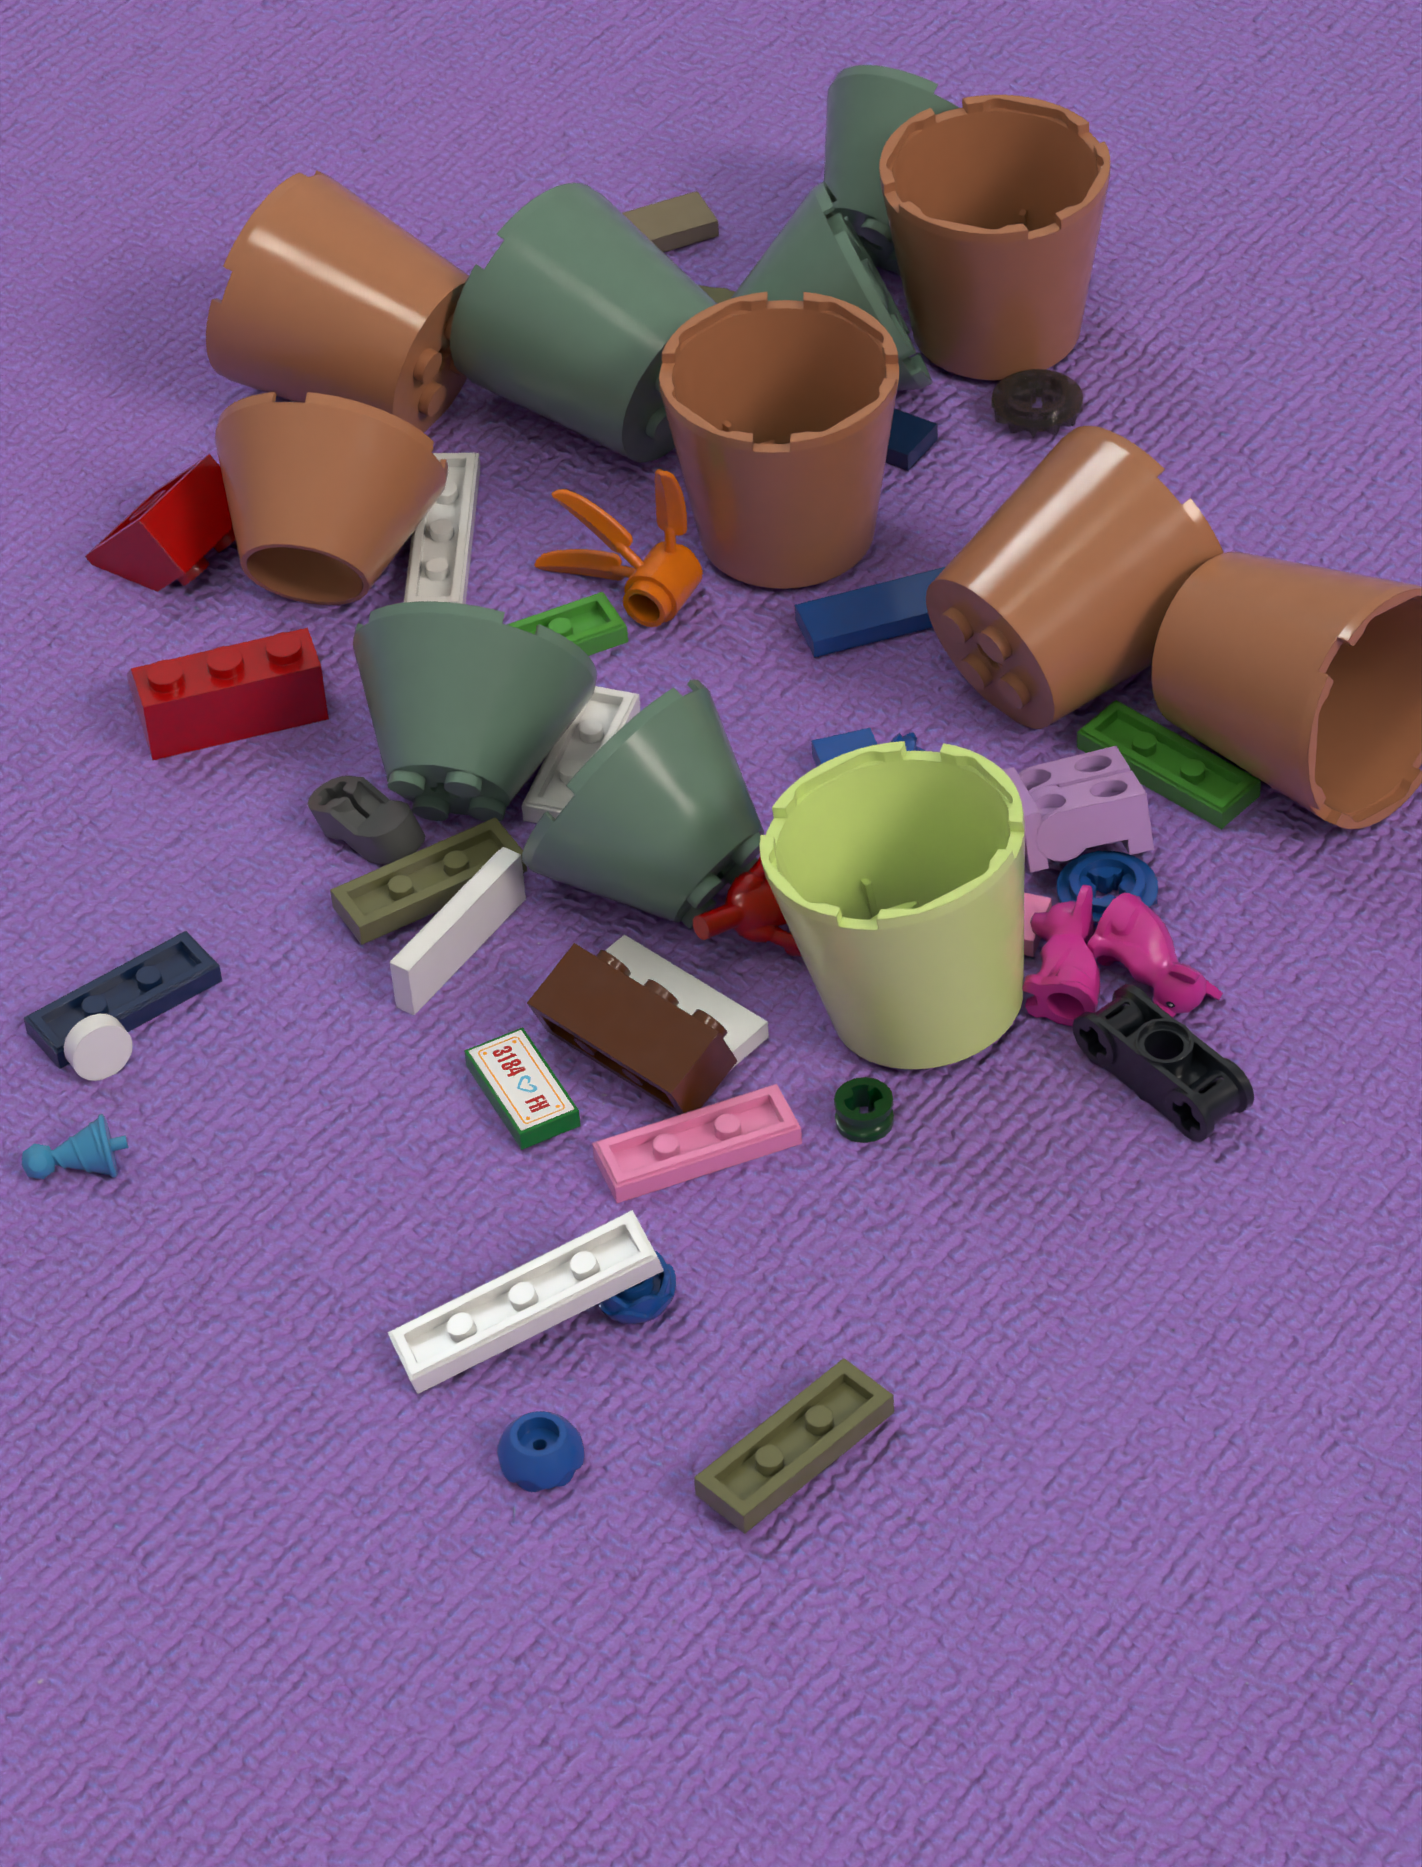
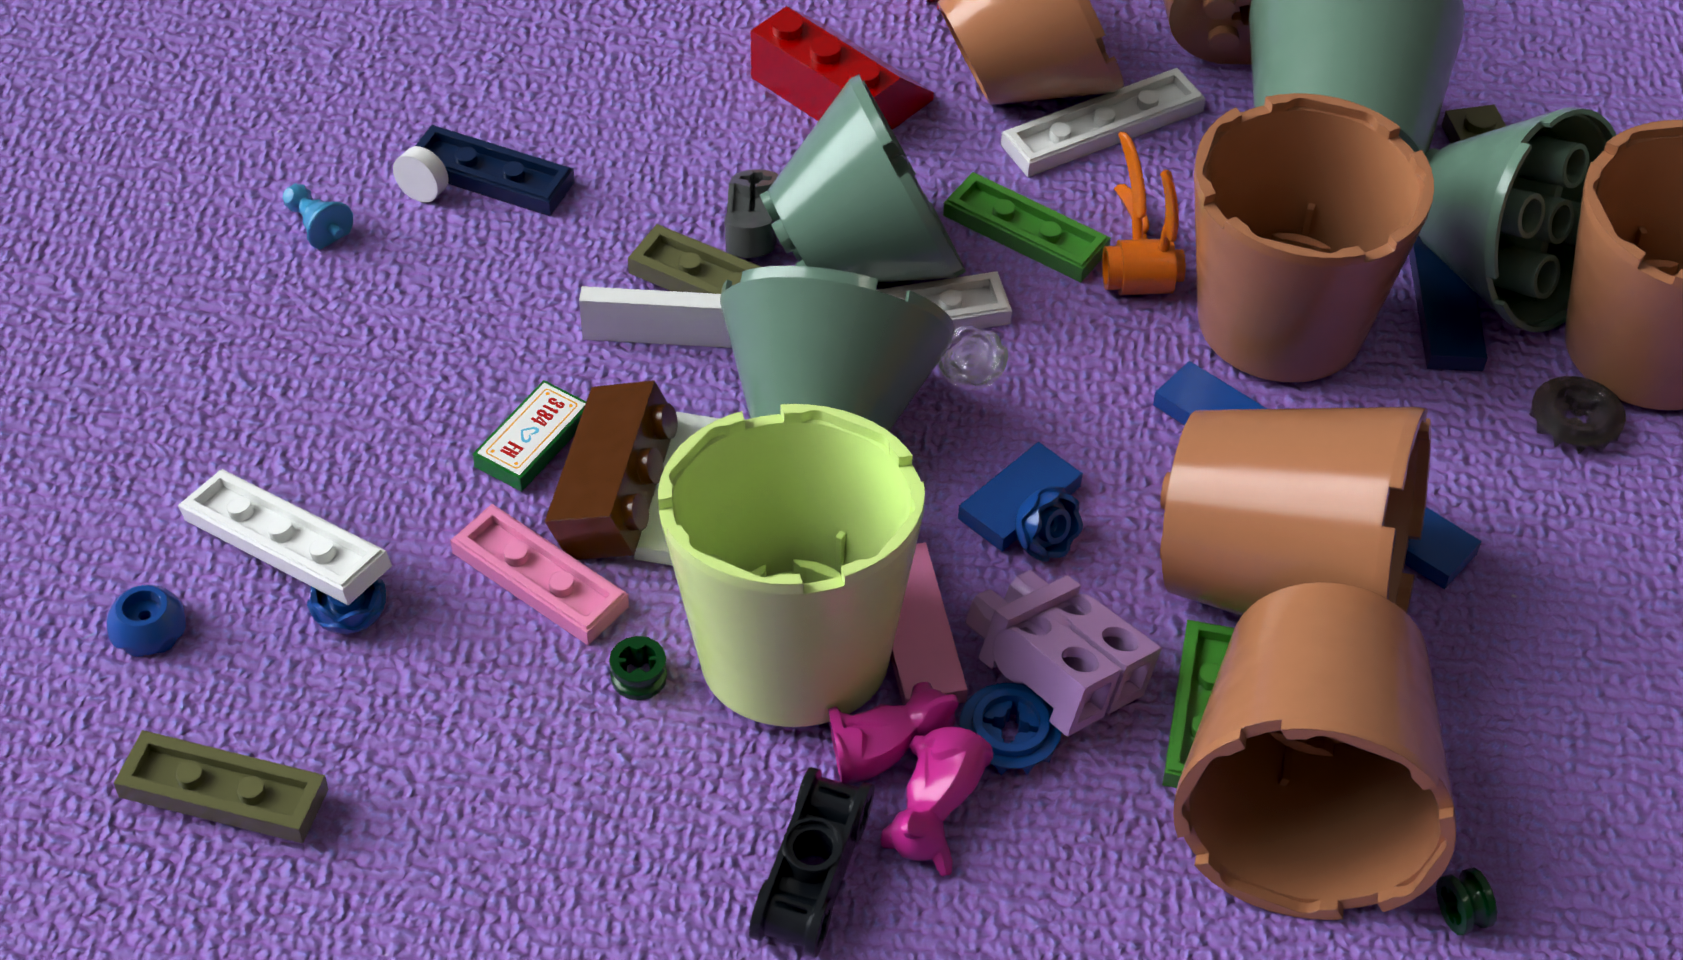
camera: 55 degrees right, 5 degrees up
(676, 221) = (1559, 83): dark tan tile -> none

